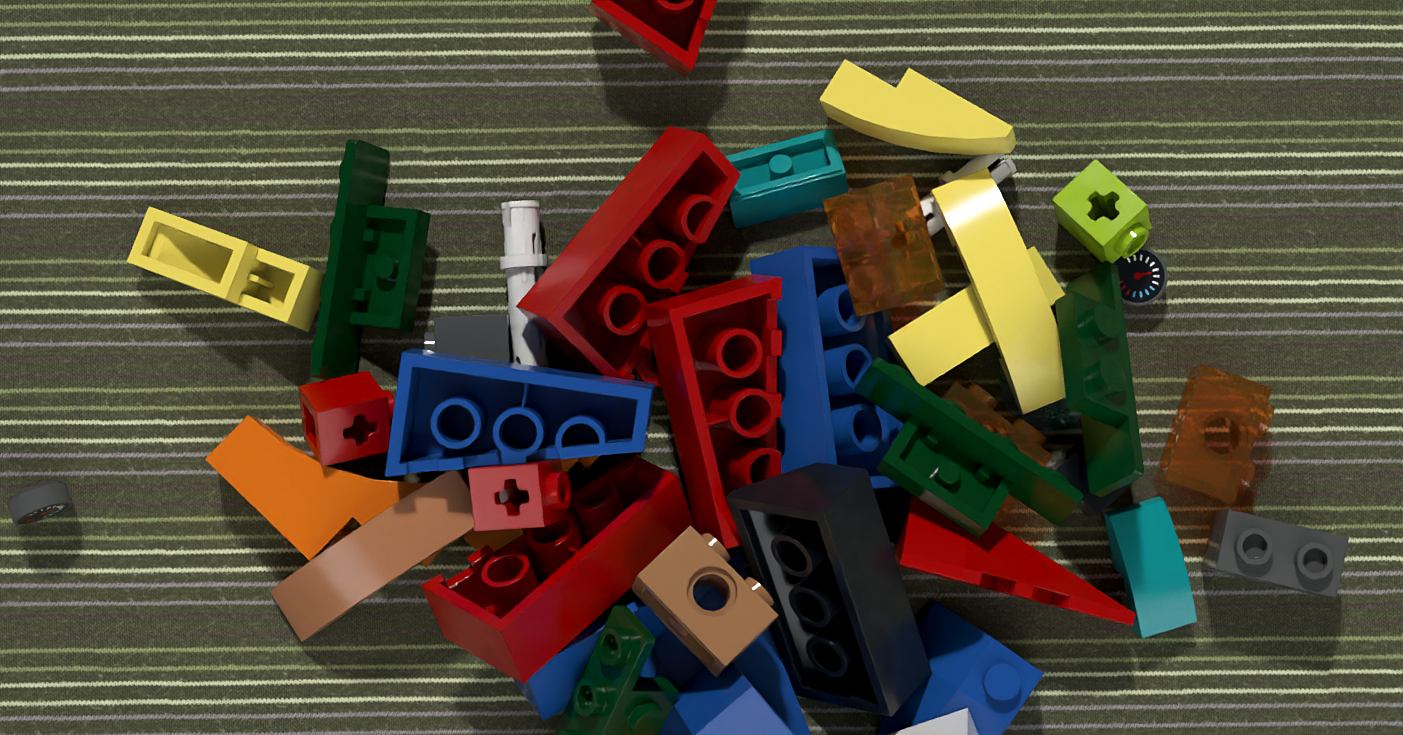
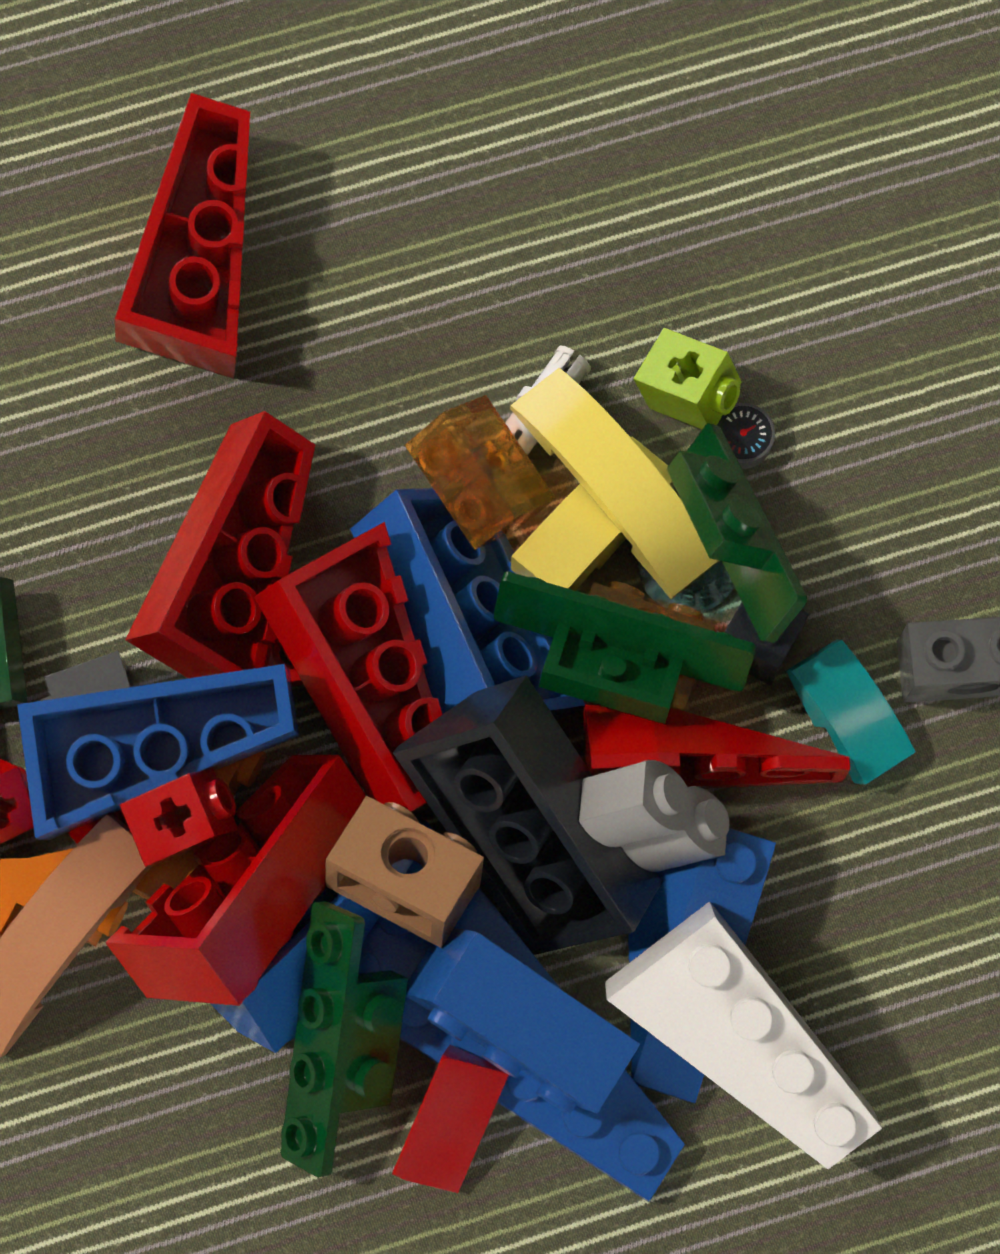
camera: 15 degrees left, 10 degrees down
(523, 268) = (121, 603): white pin -> none
(786, 178) = (362, 445): teal slope -> none
(914, 114) = (472, 339): light yellow slope -> none
(941, 622) = (653, 816): none -> light grey brick
(1187, 459) = (854, 596): clear orange brick -> none

